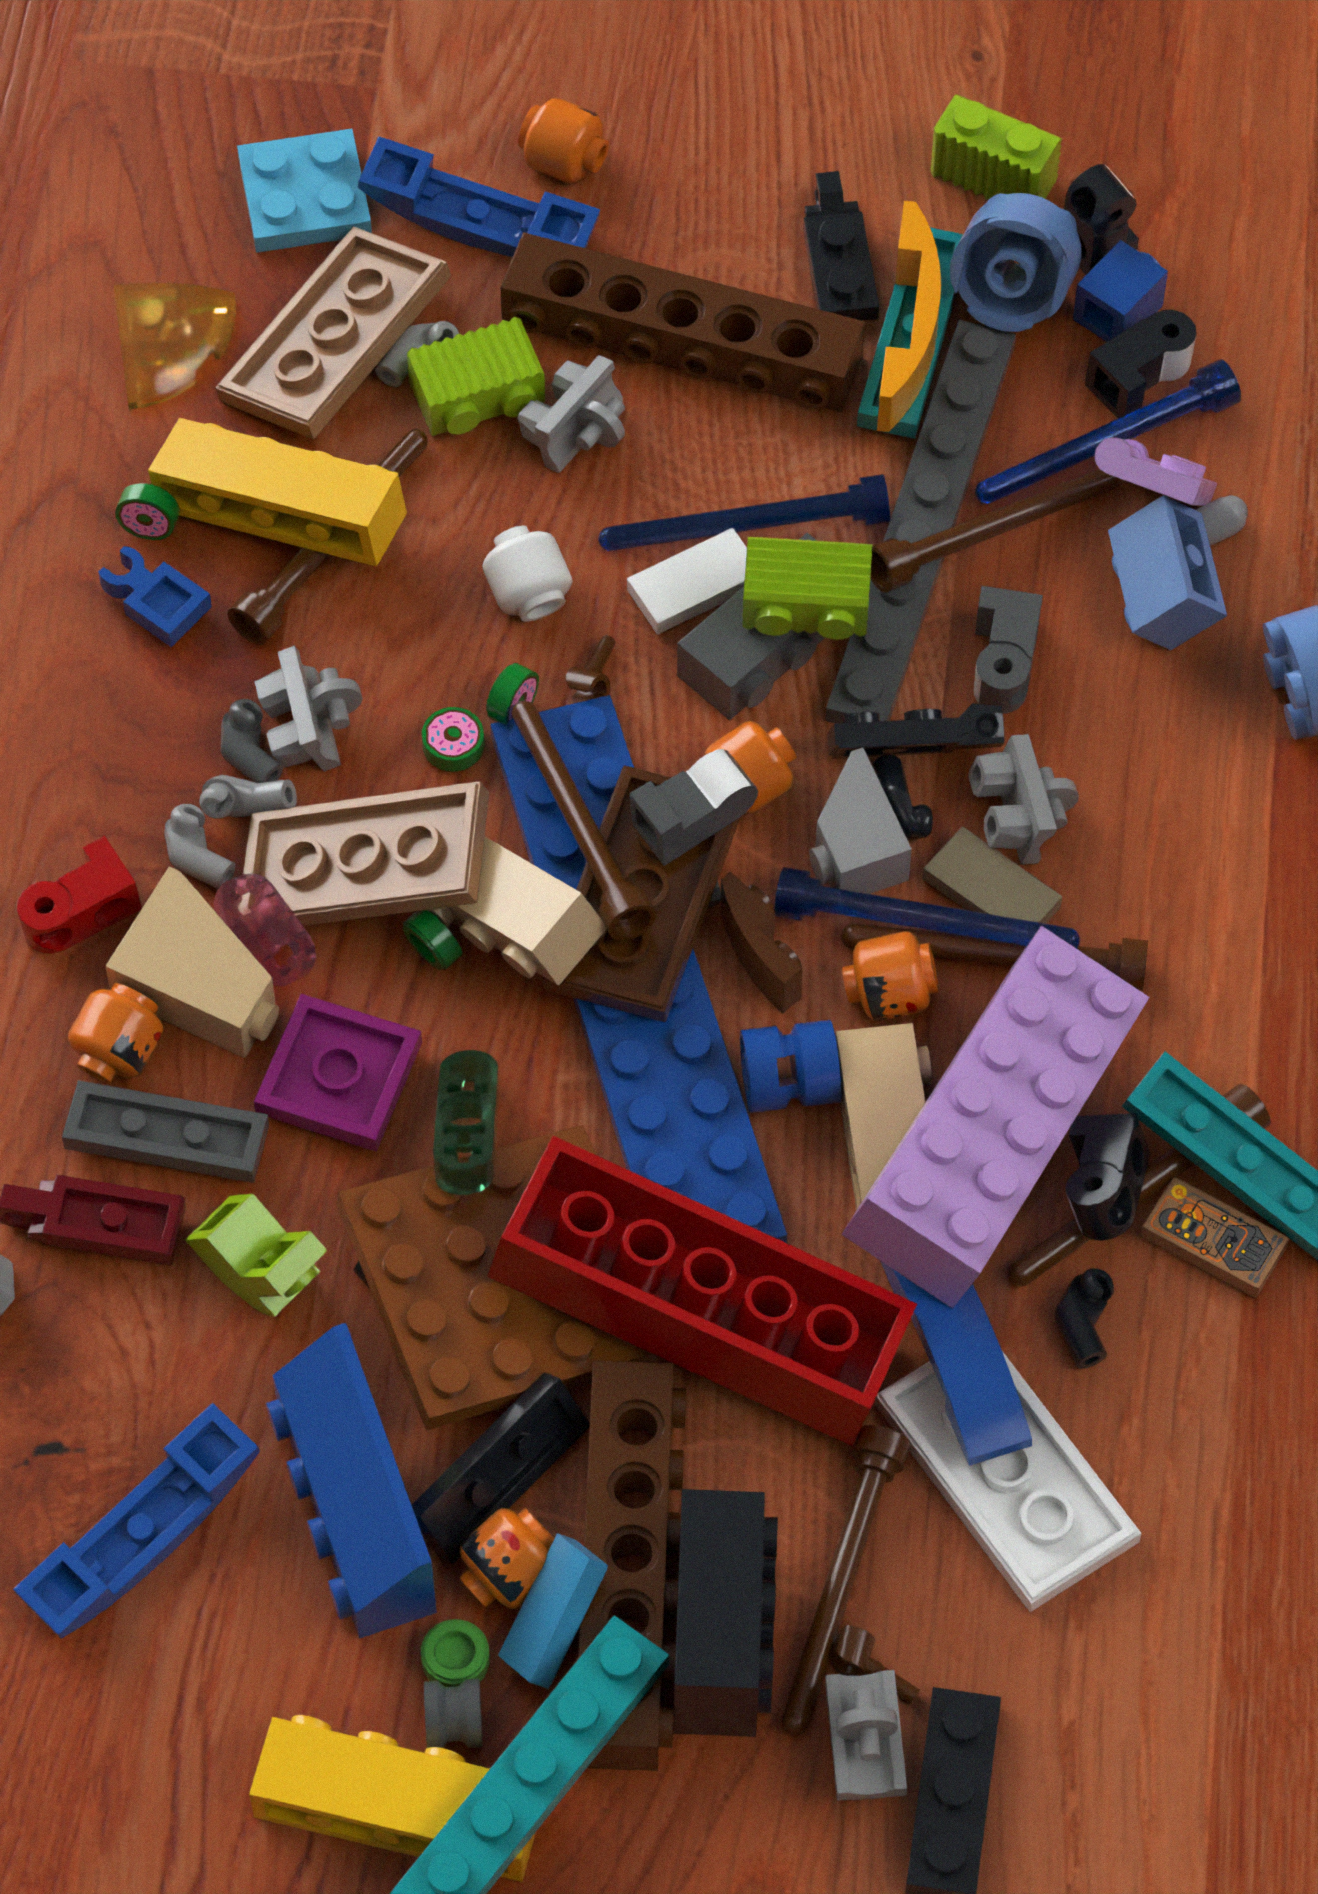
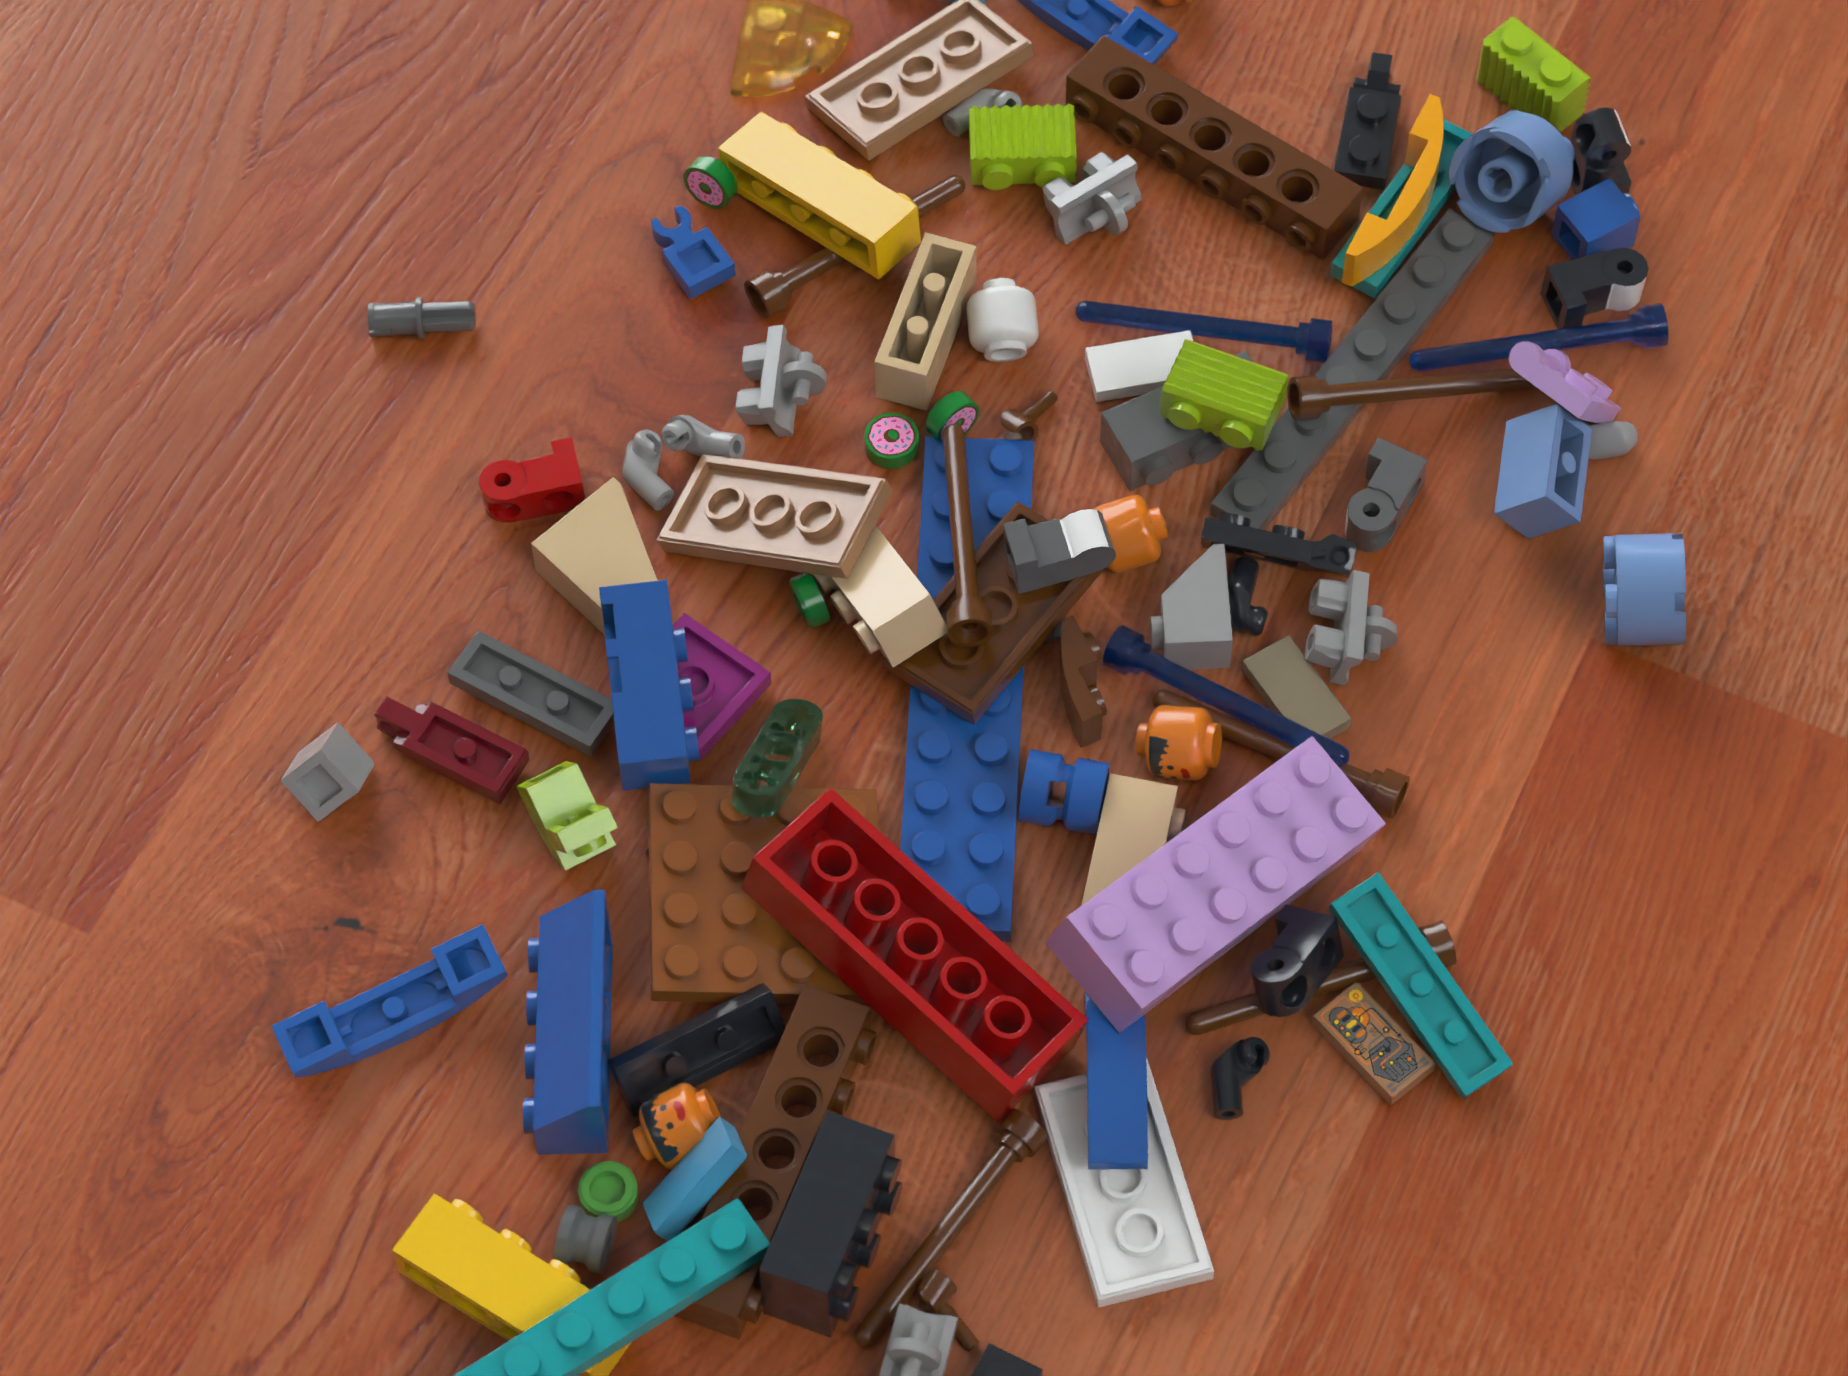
camera: 20 degrees right, 0 degrees up
(115, 1033) = (523, 601): orange head -> none
(242, 743) = (717, 395): dark grey arm -> none
(266, 927) = (675, 550): clear pink beam -> none
(299, 1085) = (646, 685): none -> blue wedge
(446, 598) = (925, 321): none -> tan brick

